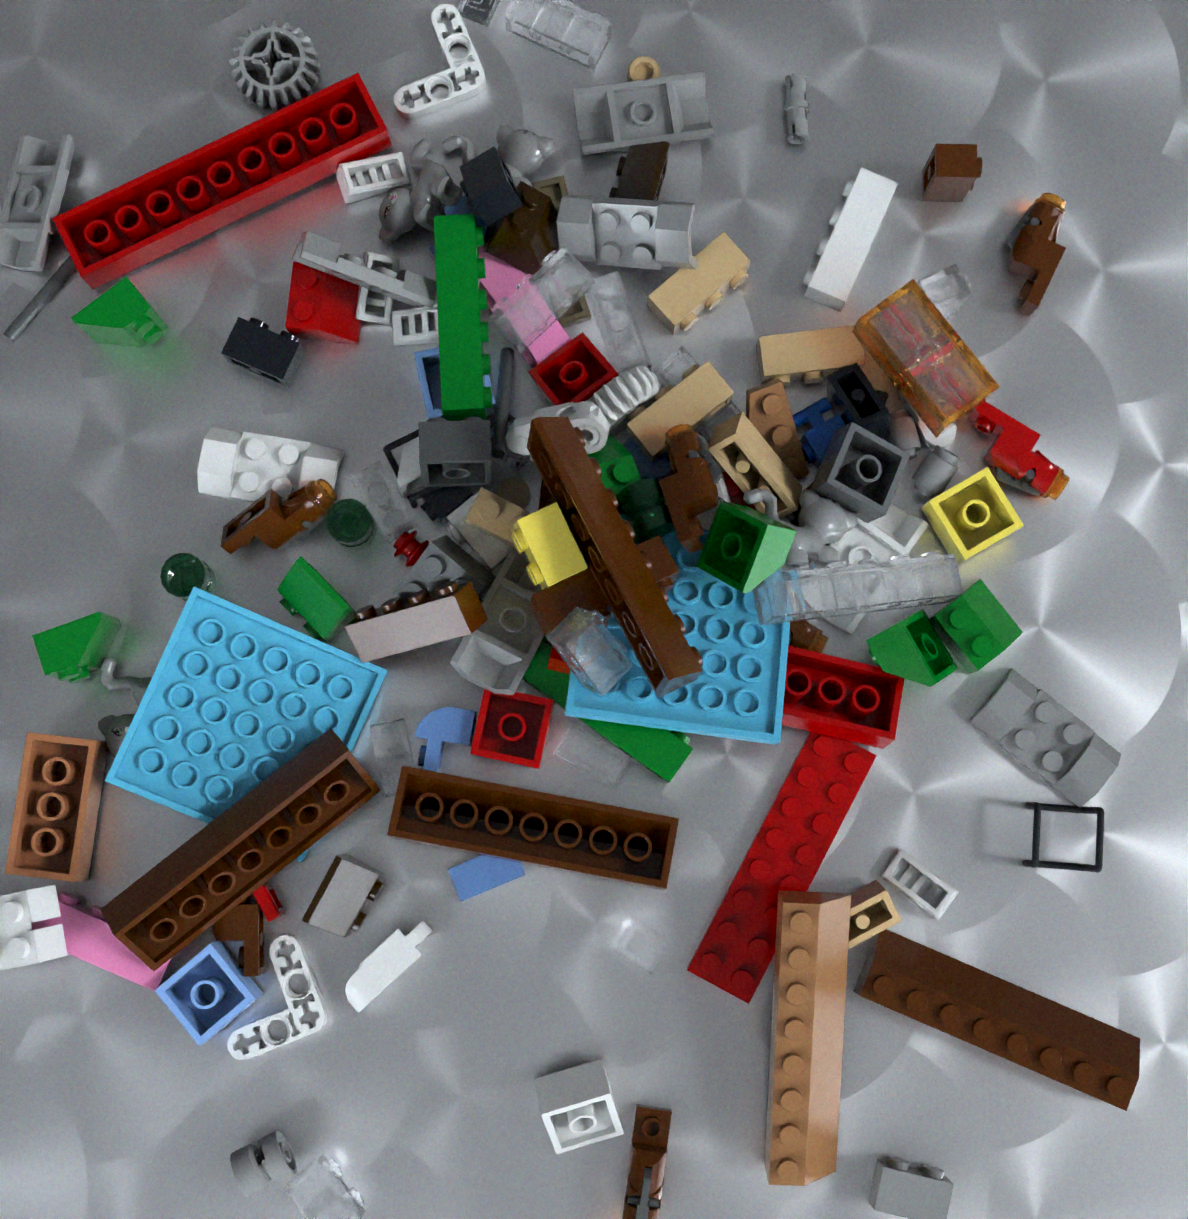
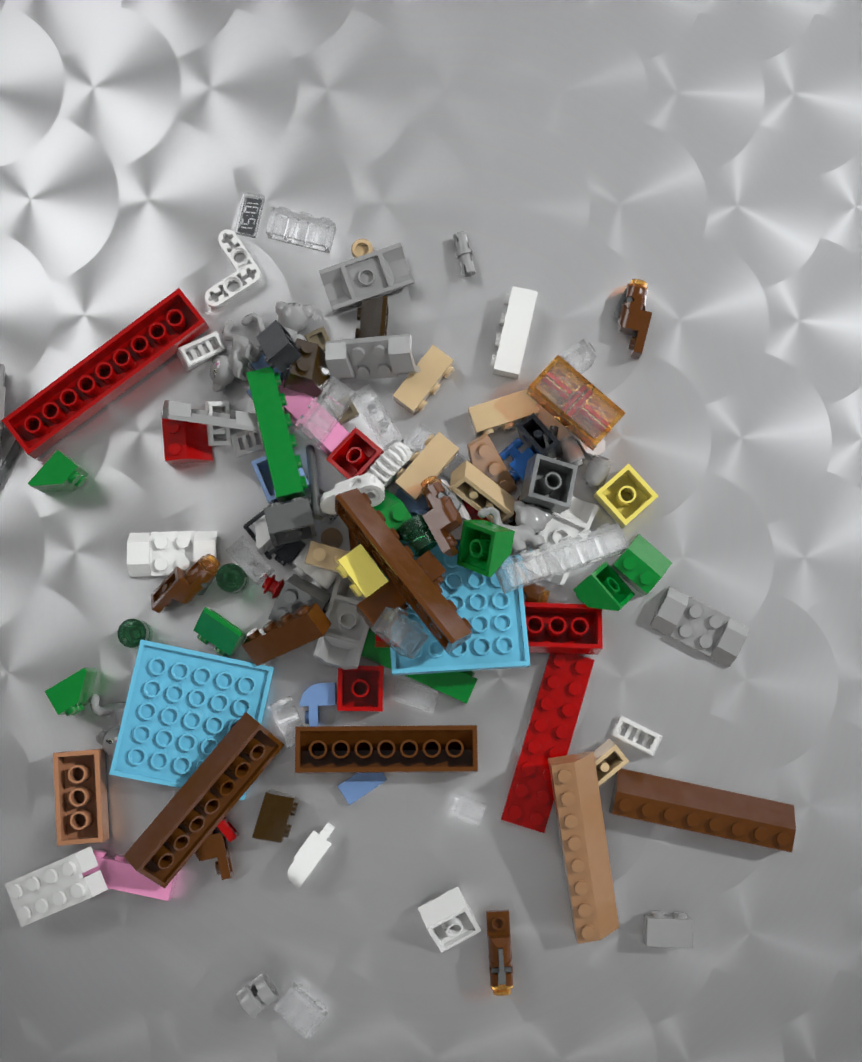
camera: 10 degrees left, 0 degrees up
(208, 992) = (201, 894): light blue brick -> none
(259, 56) = (140, 290): light grey gear -> none
(264, 351) = (154, 478): black brick -> none
(292, 1015) = (257, 897): white beam -> none
(950, 172) = (570, 278): reddish brown brick -> none
(1013, 454) = (645, 453): red plate -> none
(1037, 807) = (730, 705): black piece -> none

